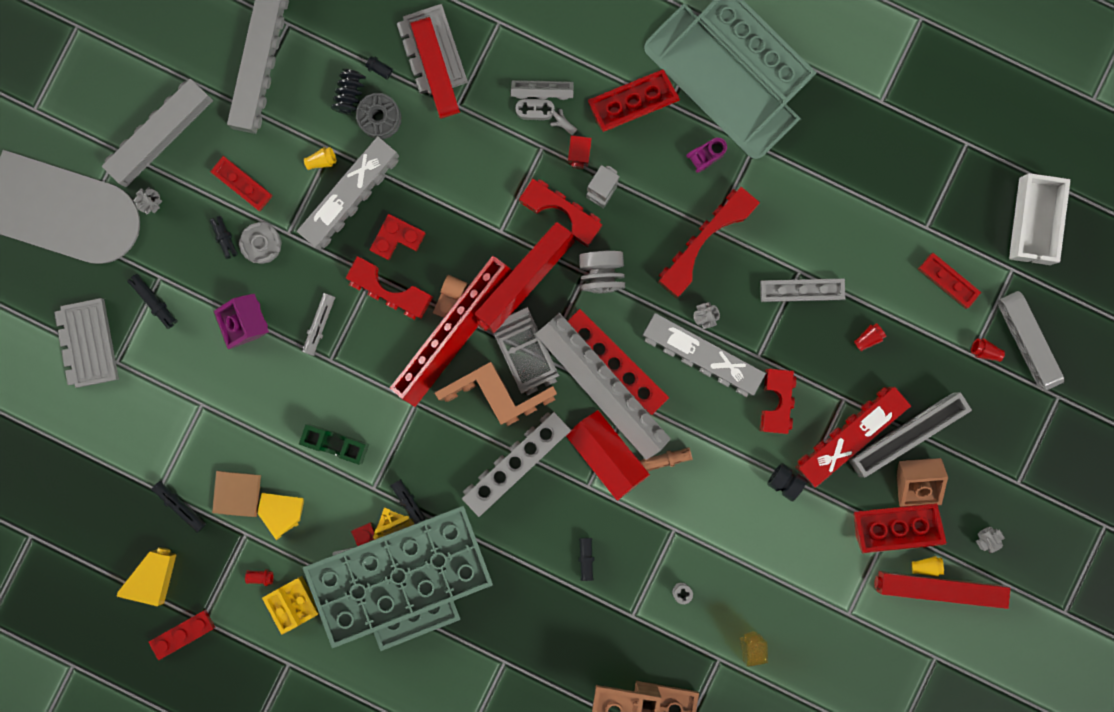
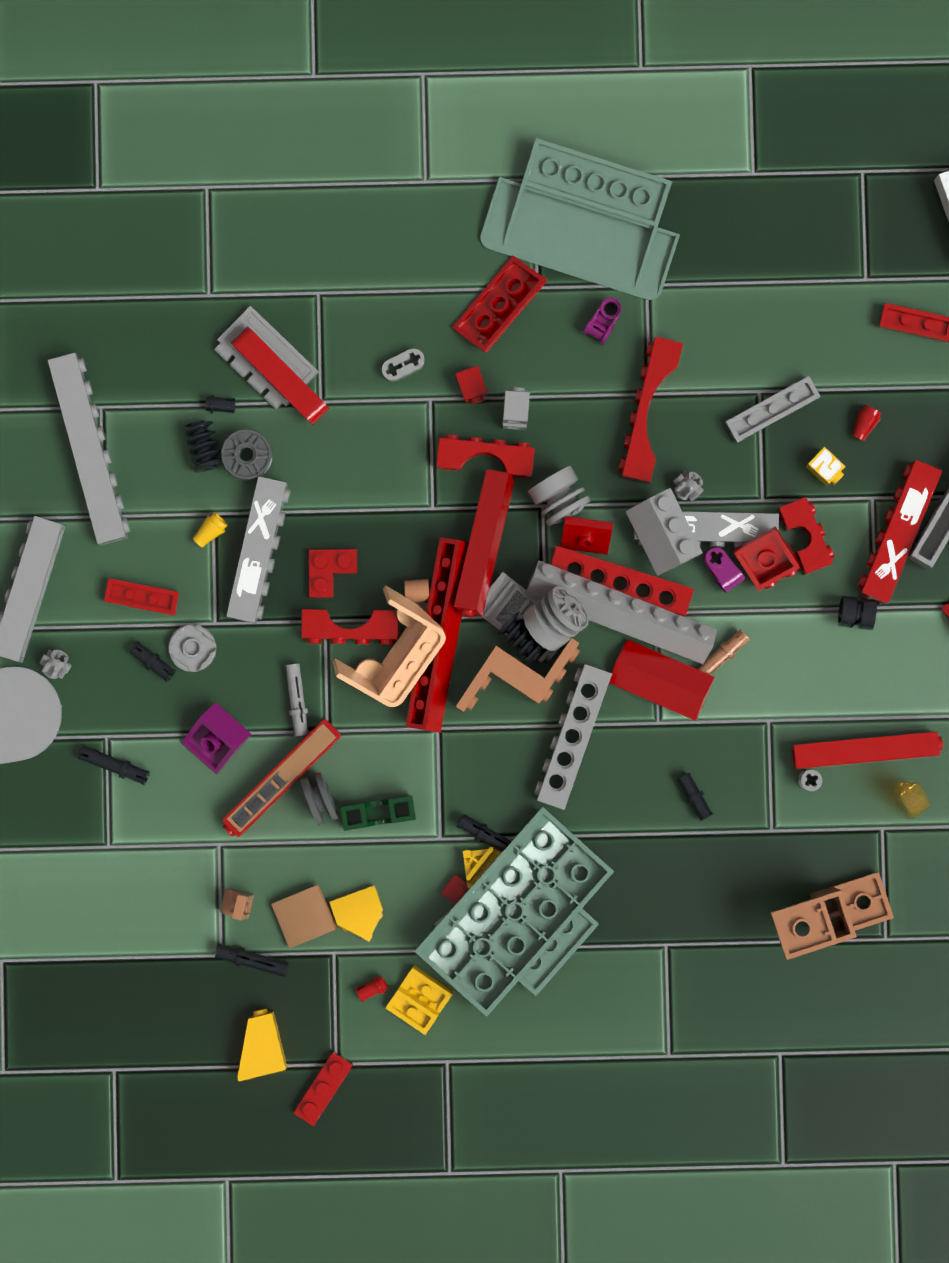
camera: 30 degrees left, 0 degrees up
(88, 343) = (70, 843): light grey hinge -> none
(189, 458) = (236, 904): none -> nougat plate
(274, 378) = (281, 779): none -> brick
(293, 409) = (319, 798): none -> dark grey wheel
(400, 346) = (406, 661): none -> light nougat windscreen
(514, 367) = (521, 639): none -> black piece
(542, 89) = (400, 340): light grey plate -> none
(548, 364) = (556, 618): none -> light grey wheel
(562, 122) = (438, 363): light grey bar -> none
(607, 312) = (586, 535): none -> red plate
(668, 341) = (663, 532): none -> light grey slope
(700, 397) = (726, 572): none -> magenta piece
(738, 404) = (767, 559): none -> red plate
(738, 593) = (866, 750): none -> red brick
(821, 356) = (826, 467): none -> brick

